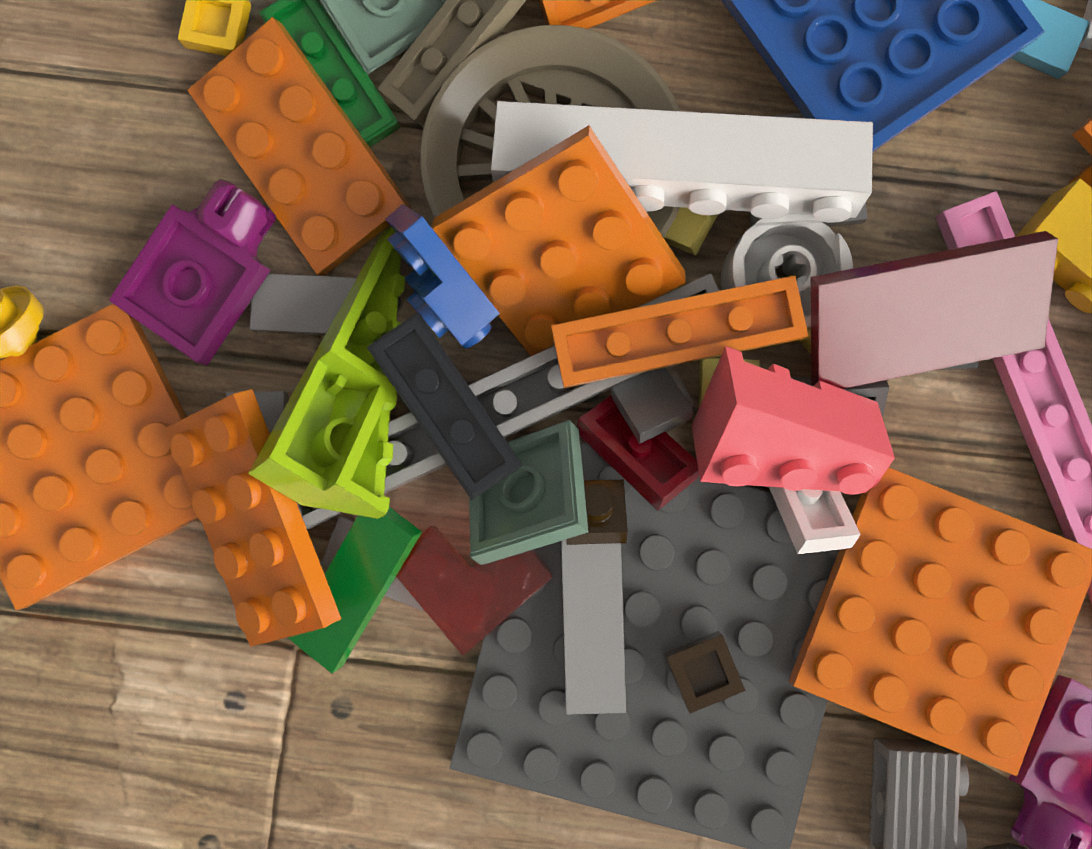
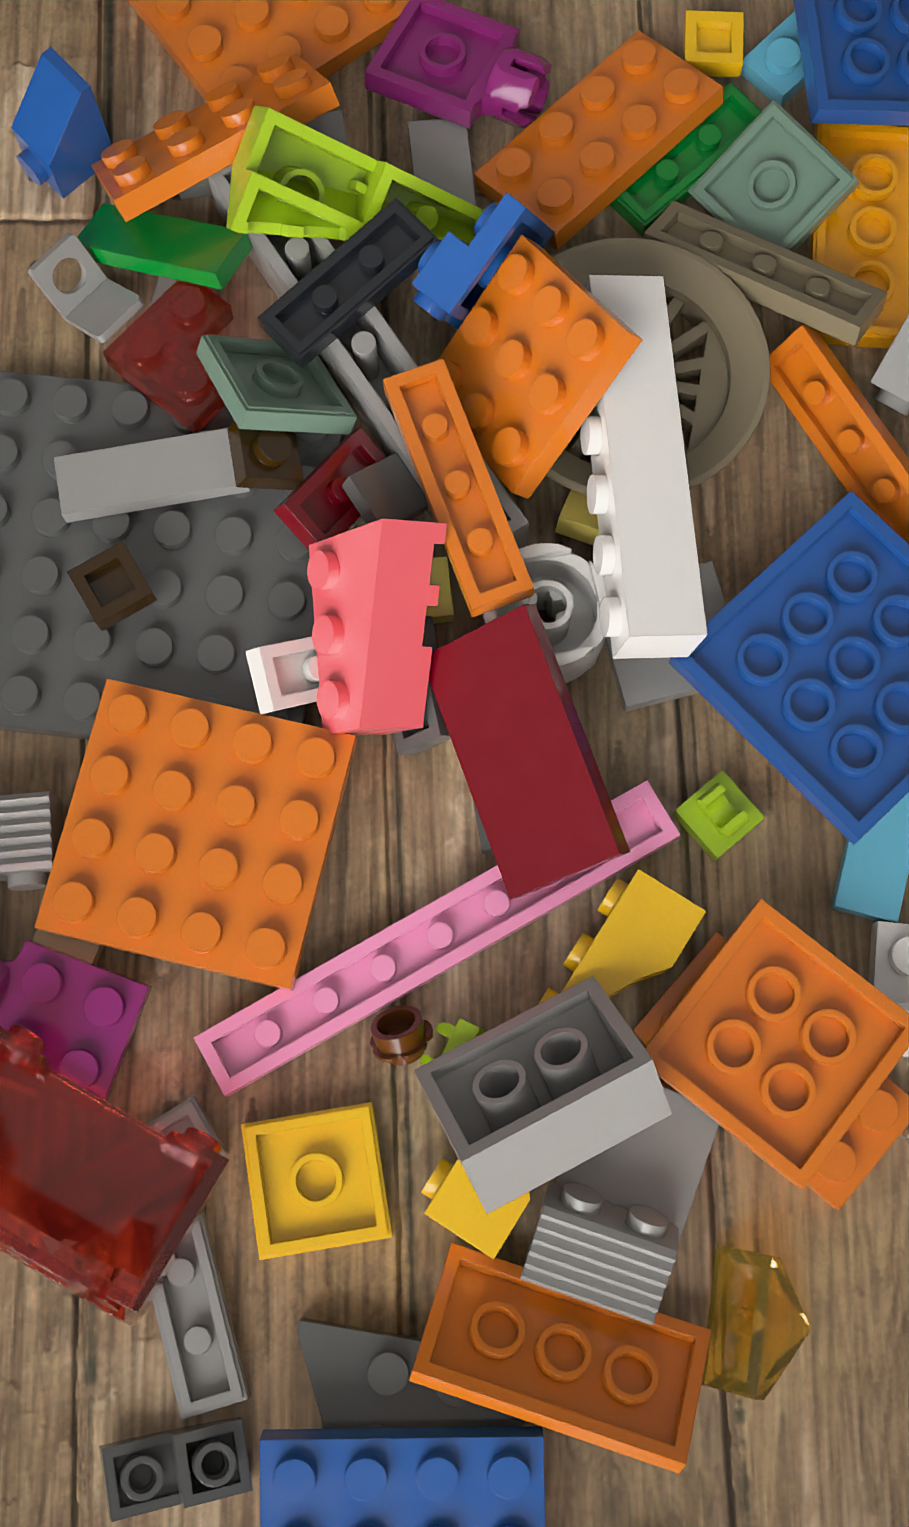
camera: 90 degrees right, 10 degrees down
(210, 675) = (59, 126): none -> blue slope
(394, 660) = (96, 303): none -> light grey bracket
(972, 156) = (718, 816): none -> lime tile

